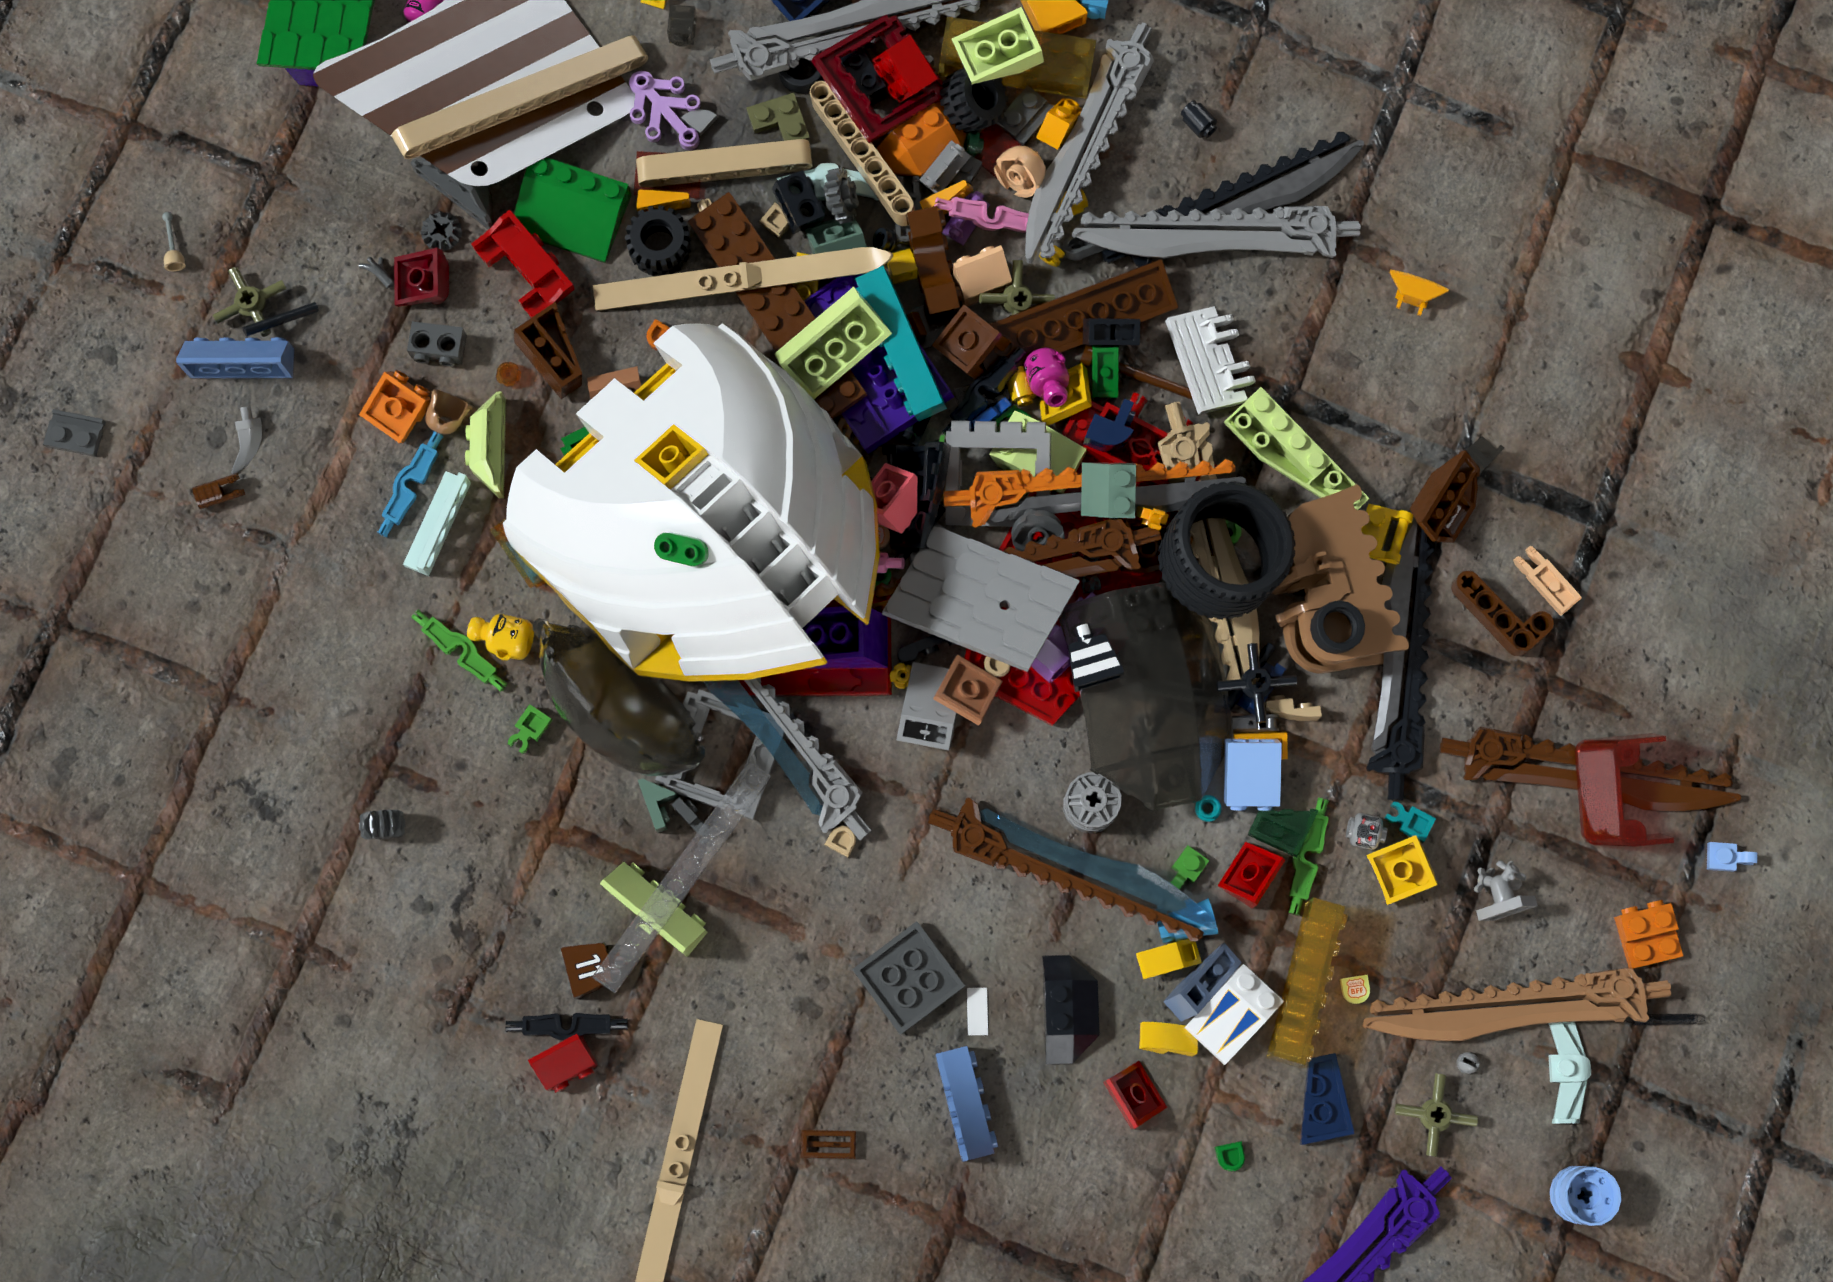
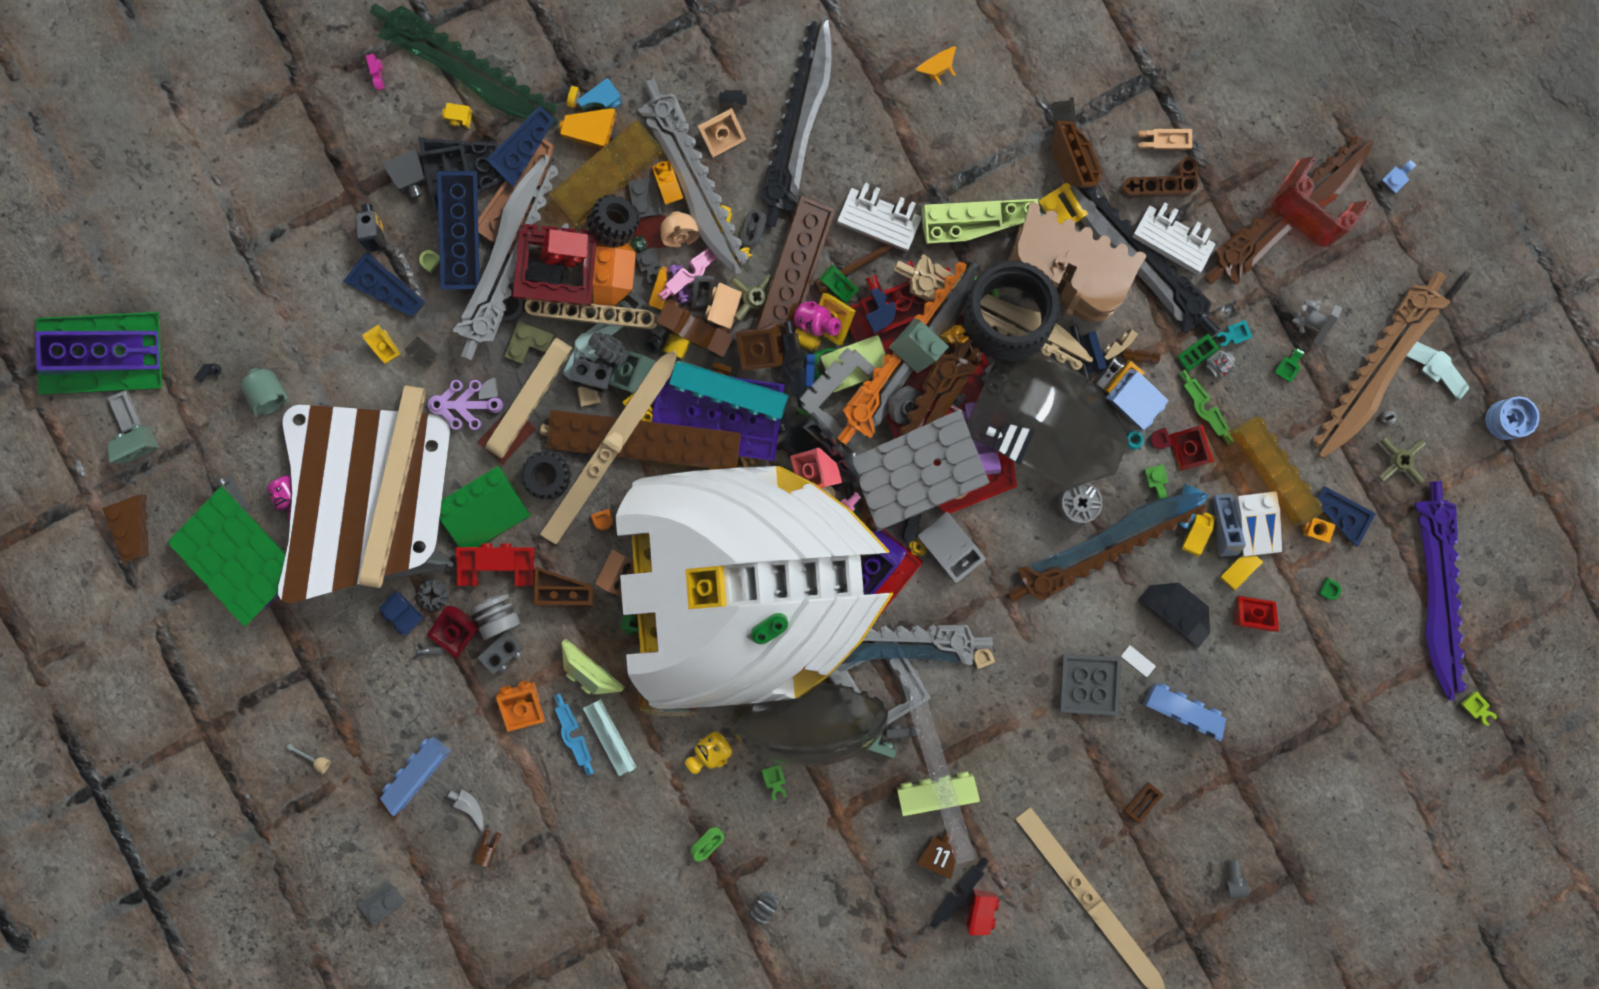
camera: 45 degrees left, 10 degrees up
(246, 293) = (390, 737): olive bar -> none
(280, 319) = (411, 732): black bar -> none
(396, 214) = (401, 613): none -> dark blue brick
(404, 713) = (707, 844): none -> bright green plate
(446, 405) = (545, 674): medium nougat hair -> none
(469, 659) = (706, 782): bright green piece -> none
(470, 305) = (495, 616): none -> light grey wheel
(508, 367) = (558, 626): clear orange plate -> none
(668, 199) = (520, 456): light orange slope -> none
(833, 343) = (698, 429): yellowish green slope -> none
(945, 167) = (640, 273): light grey hinge -> none
(968, 690) = (960, 519): nougat tile -> none
(980, 238) = (702, 292): none -> flat silver slope
(999, 48) = (598, 183): yellowish green slope -> none
(1111, 331) = (820, 261): black brick -> none
(1156, 134) = (721, 132): none -> light nougat slope
(1232, 836) = (1160, 439): none -> dark red tile
(1262, 676) = (1098, 356): black bar -> none
(1283, 829) = (1181, 408): clear green wing -> none
(1293, 1092) = (1325, 533): none -> light orange brick
(1299, 231) = (841, 98): light grey piece -> none
(1302, 742) = (1141, 356): none -> reddish brown axle
(1353, 615) = (1117, 277): black tyre -> none
(1355, 988) = (1298, 444): tile -> none
(1381, 804) = (1214, 346): none -> green slope
(1402, 869) = (1258, 362): yellow slope -> none
(1427, 909) = (1288, 367): none -> green plate
(1449, 676) = (1173, 240): none -> white hinge
(1649, 934) = (1403, 258): orange plate -> none

